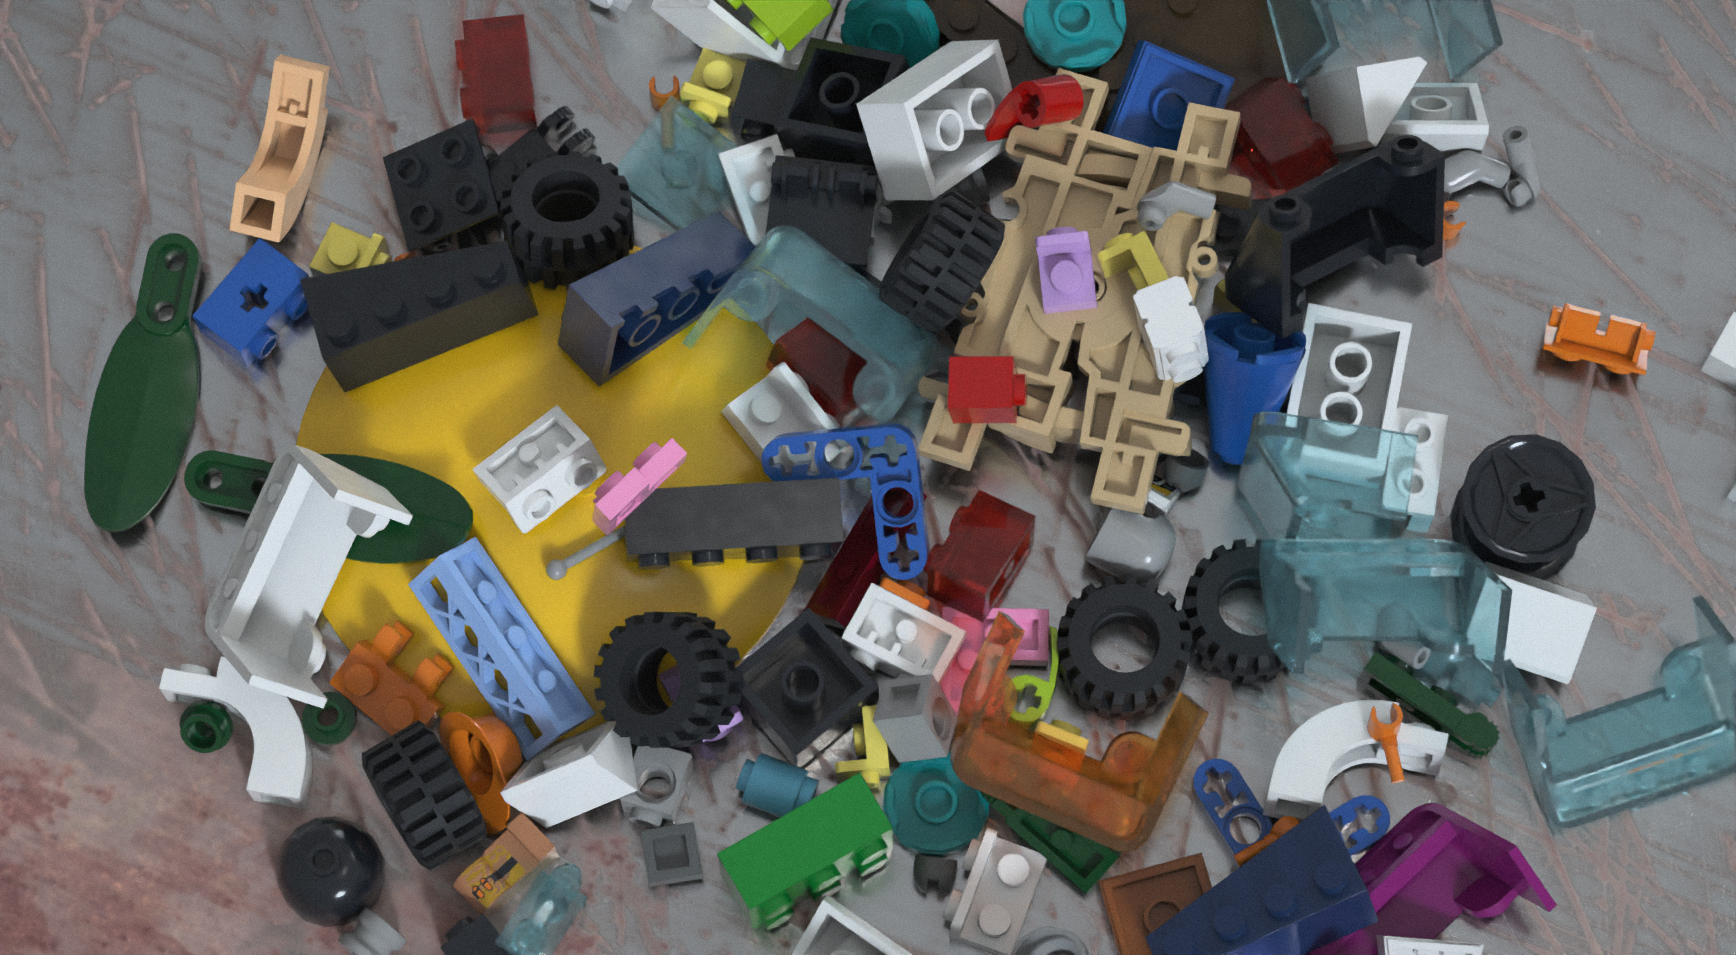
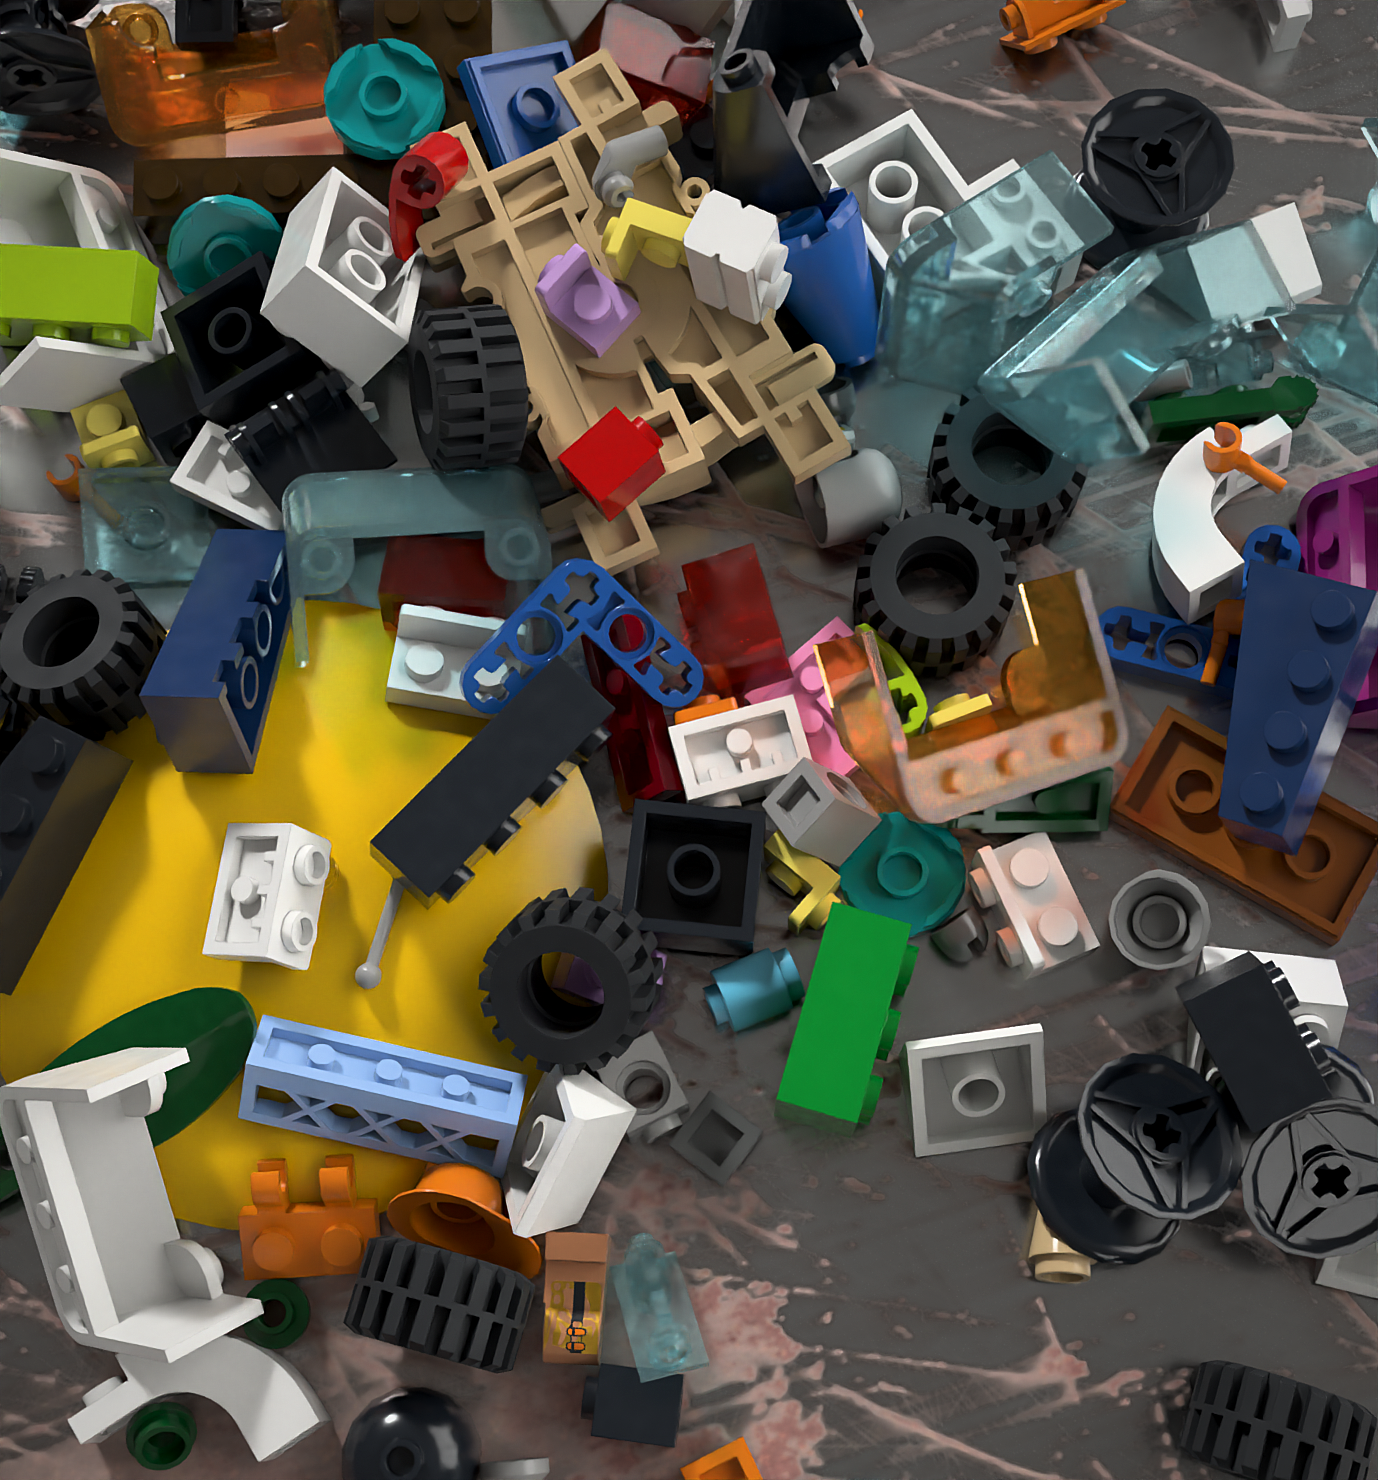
camera: 40 degrees left, 0 degrees up
(622, 494) = (376, 838): bright pink plate -> none

